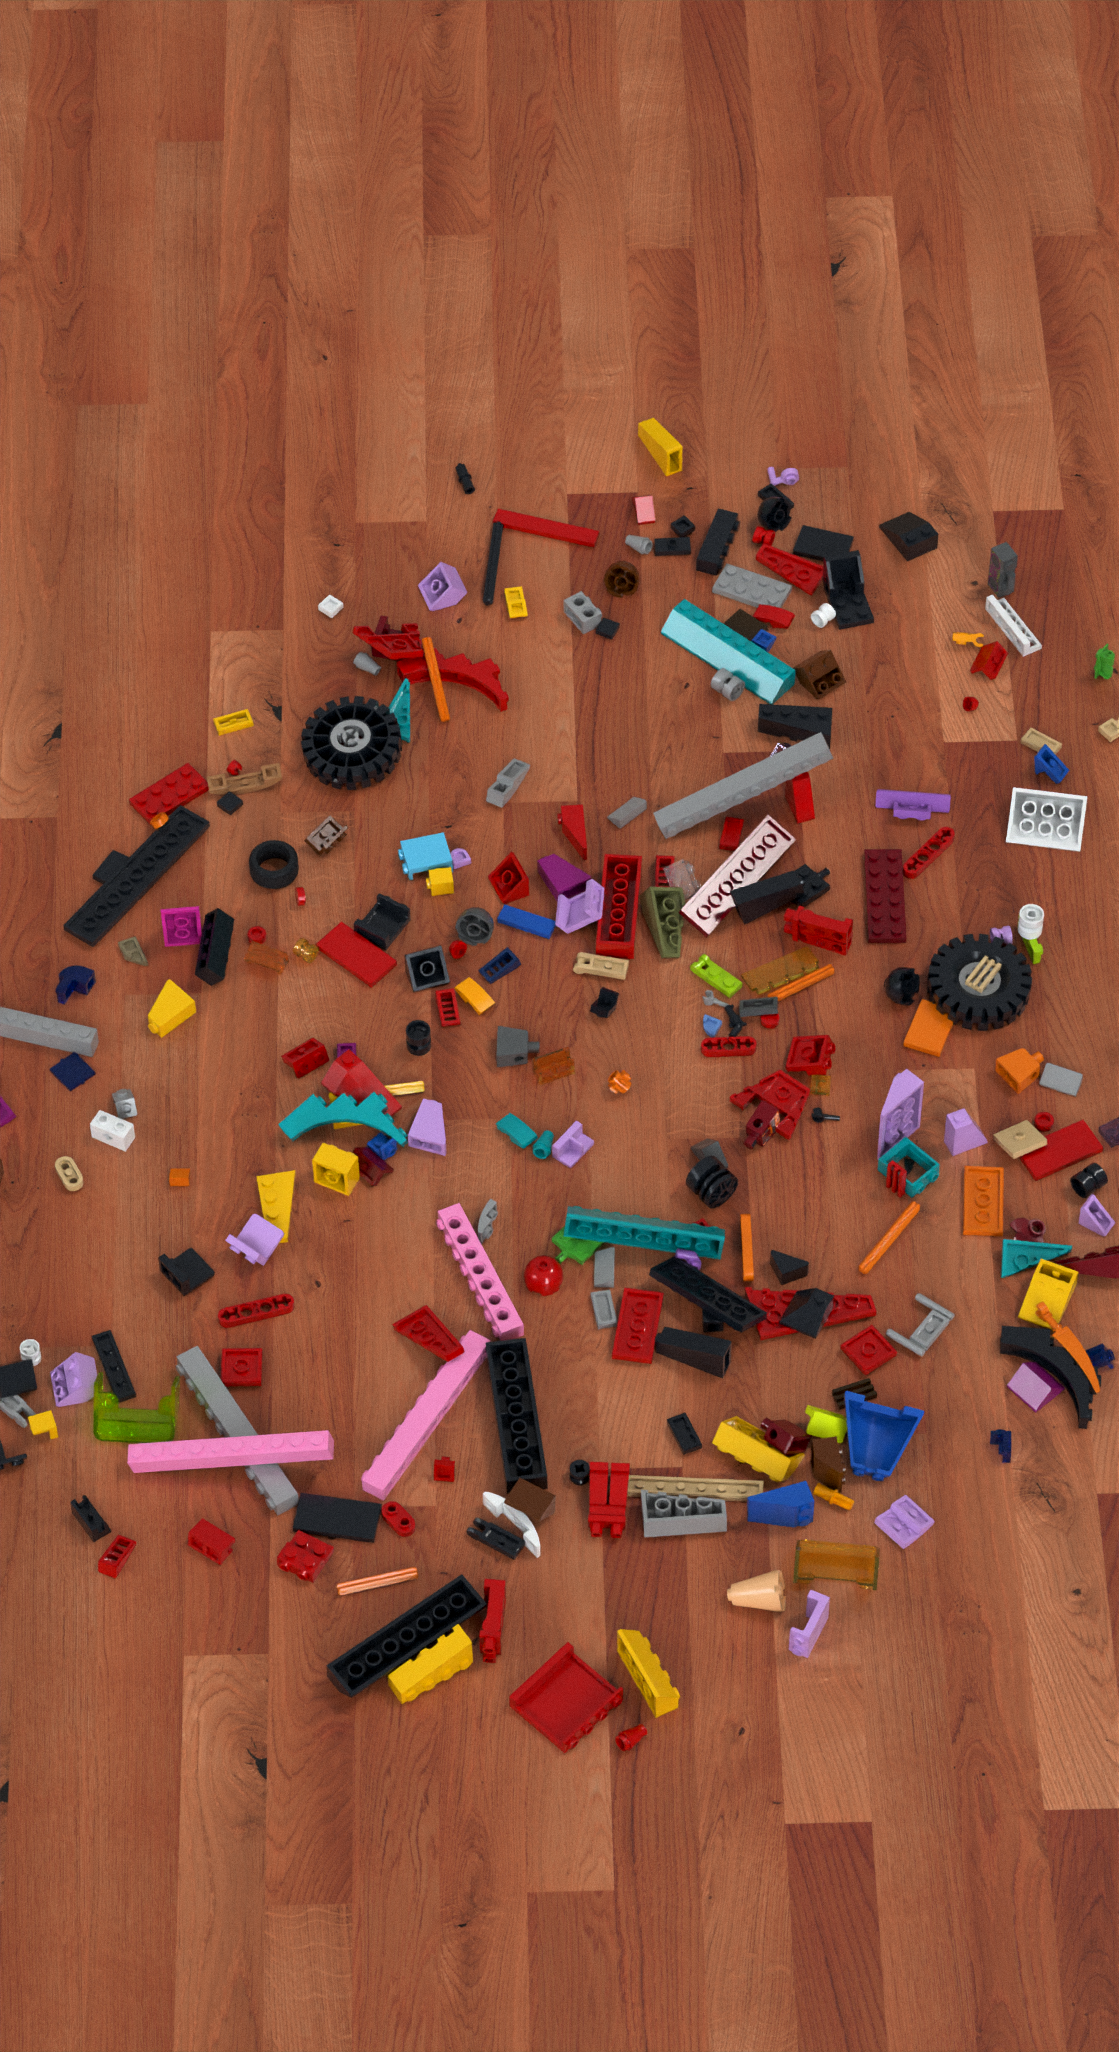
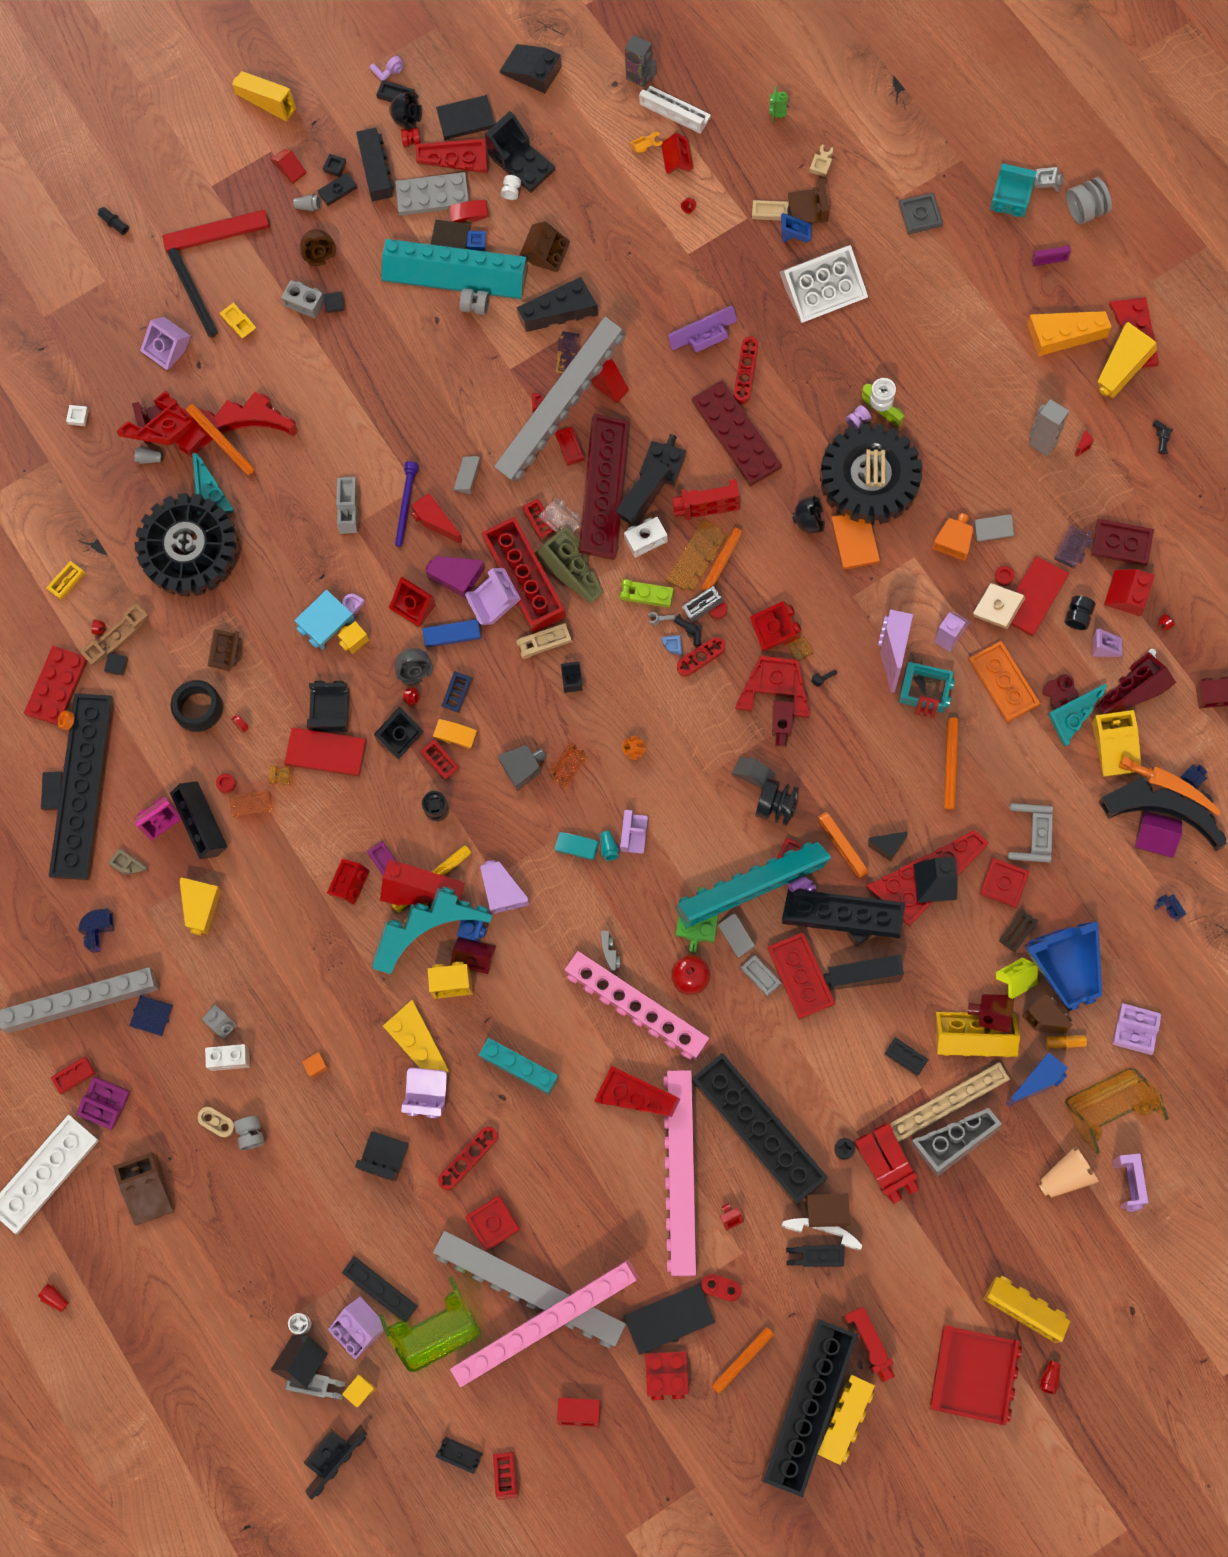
camera: 25 degrees left, 20 degrees up
(90, 1193) = (249, 1133): none -> light grey wheel
(347, 1264) = (519, 1066): none -> teal brick
(581, 783) = (411, 470): none -> dark purple piece
(746, 932) = (642, 545): none -> white brick
(1079, 755) = (810, 204): none -> reddish brown bracket

